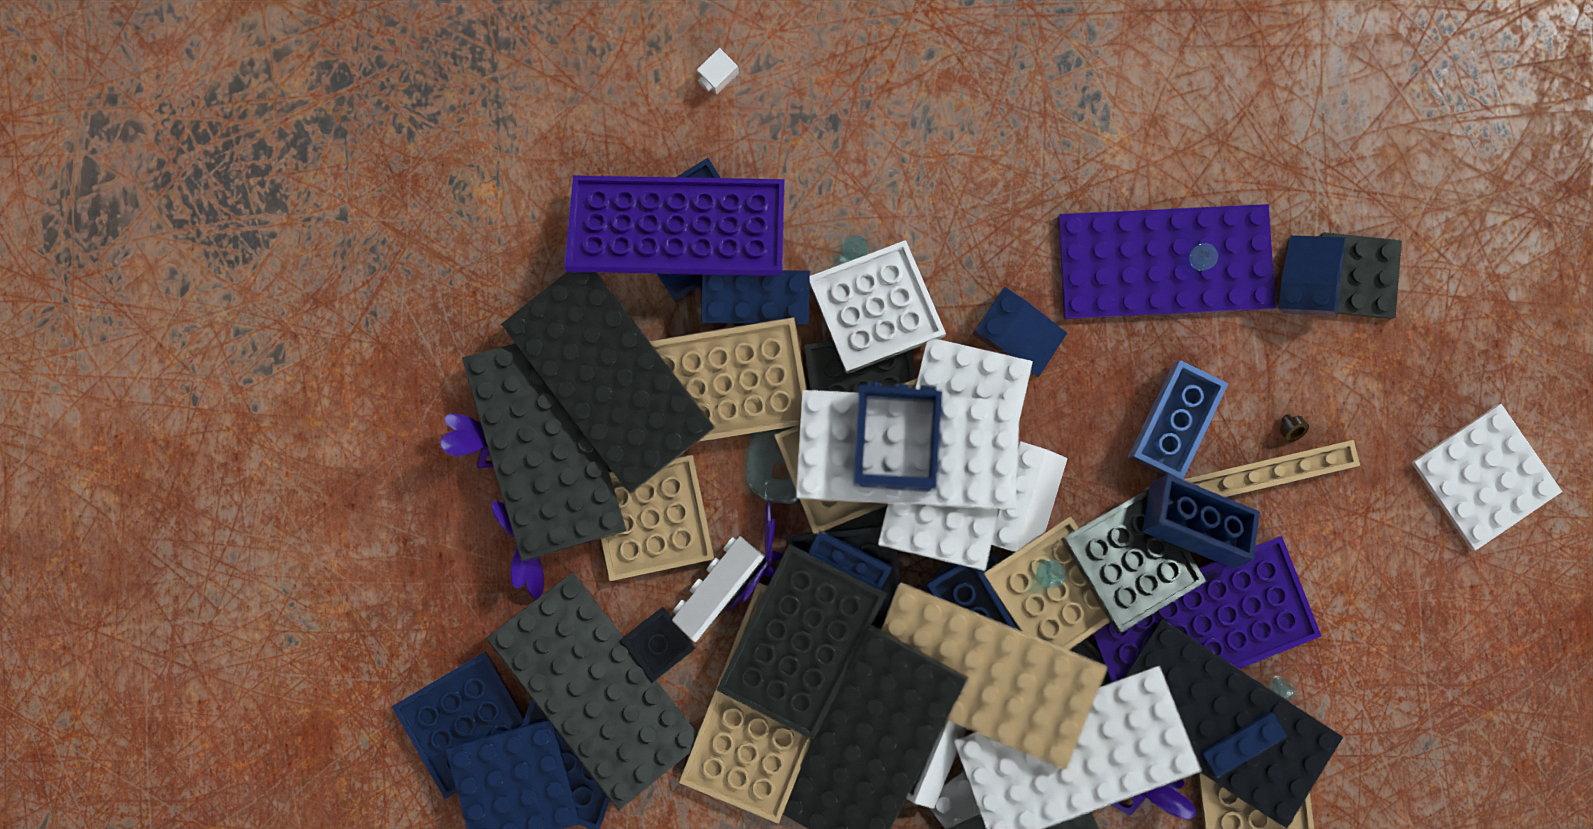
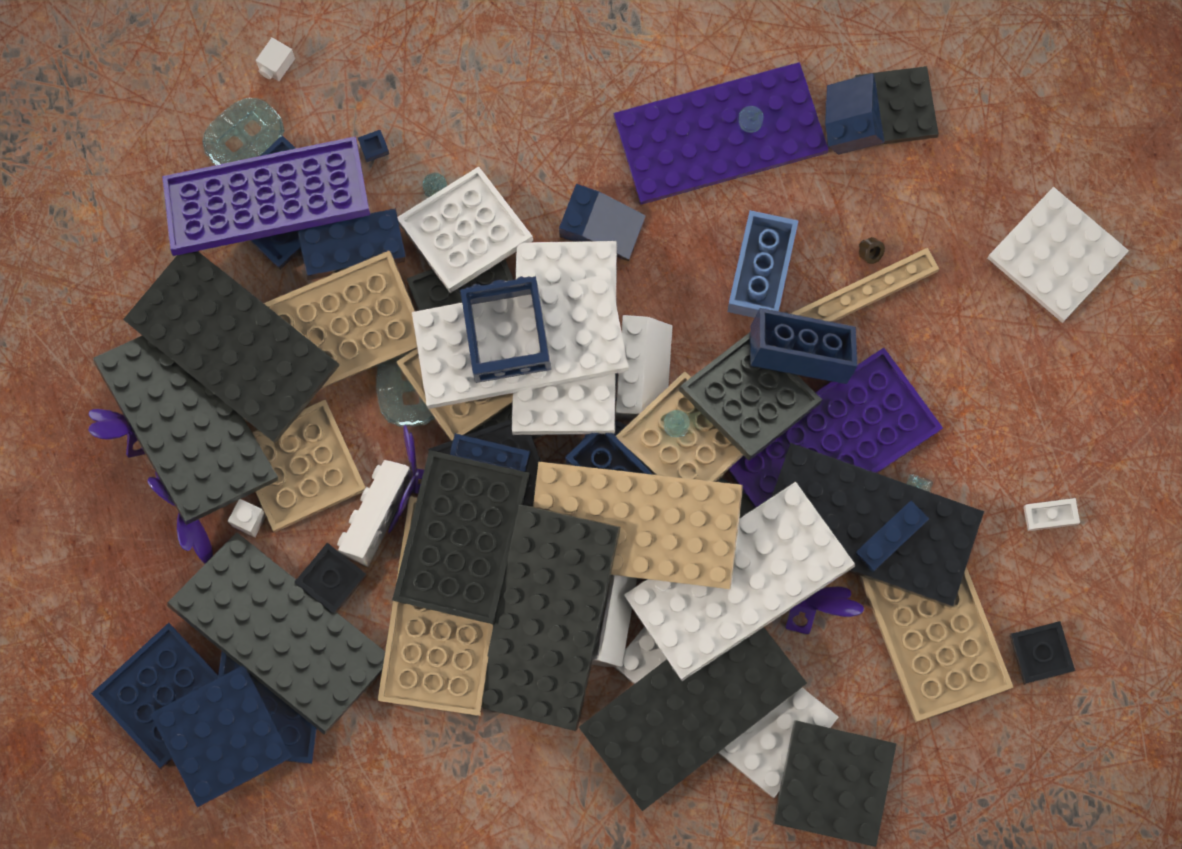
camera: 10 degrees left, 10 degrees down
(586, 561) = (247, 518): none -> white brick
(657, 130) = (232, 123): none -> clear light blue piece
(800, 190) = (373, 145): none -> dark blue plate
(1409, 752) = (1051, 514): none -> white plate

